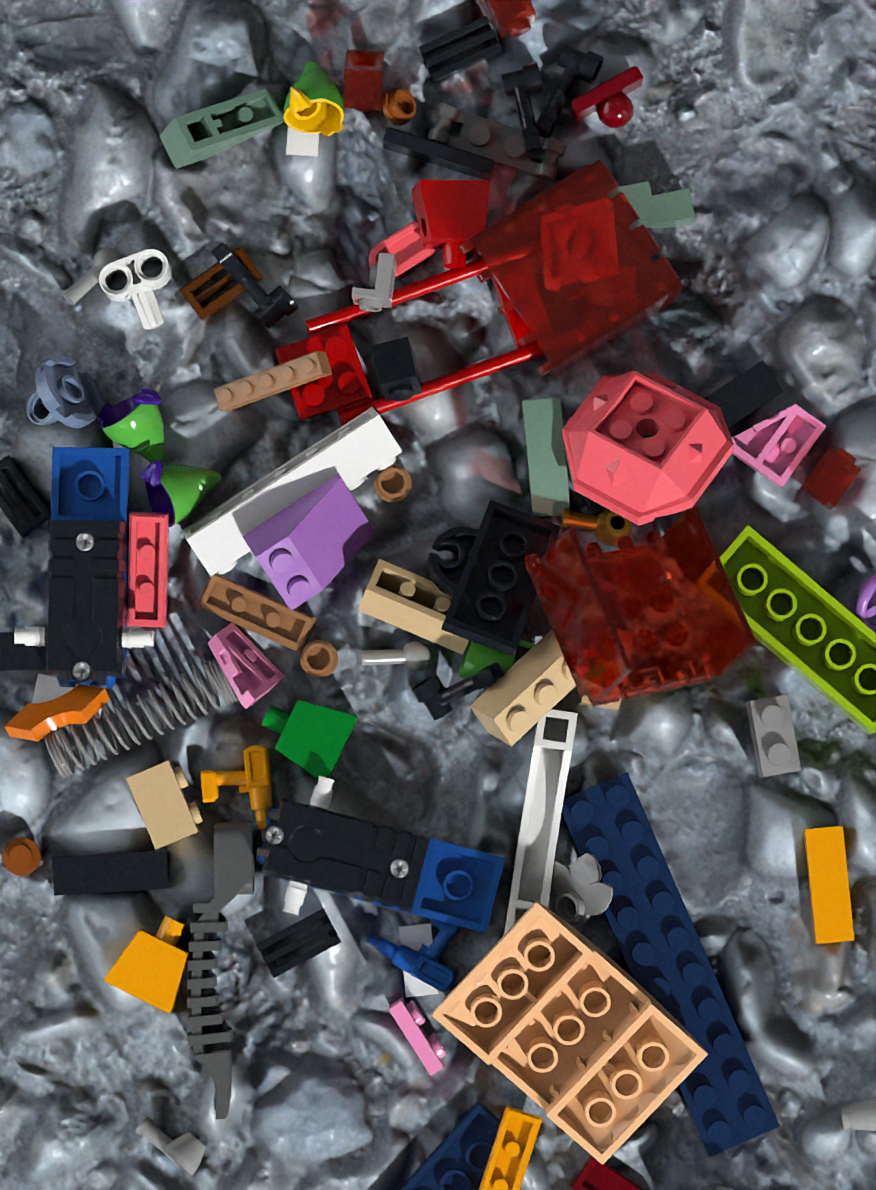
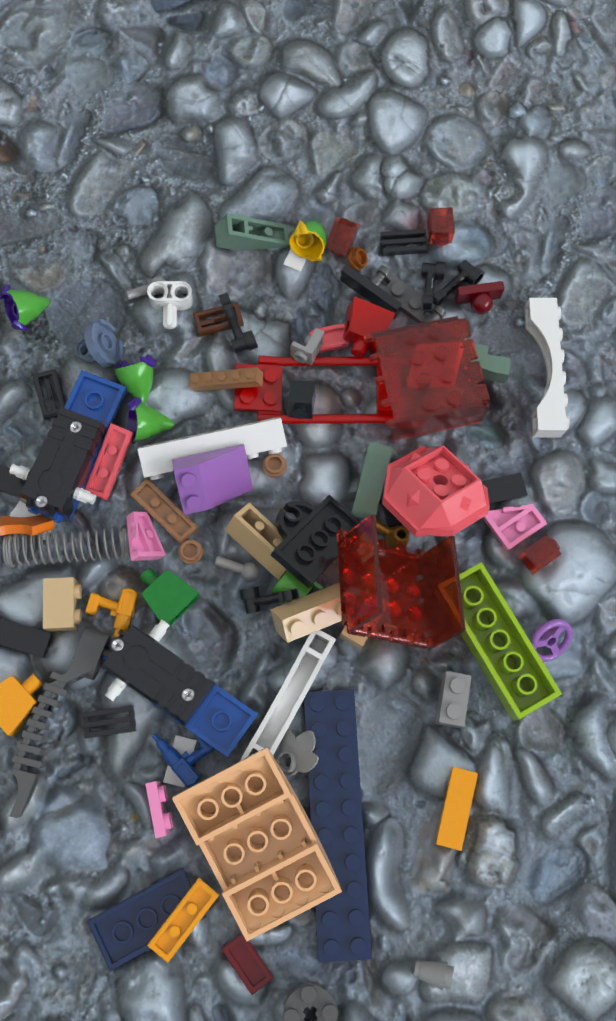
camera: 10 degrees right, 10 degrees down
(720, 108) = (542, 323): none -> white arch

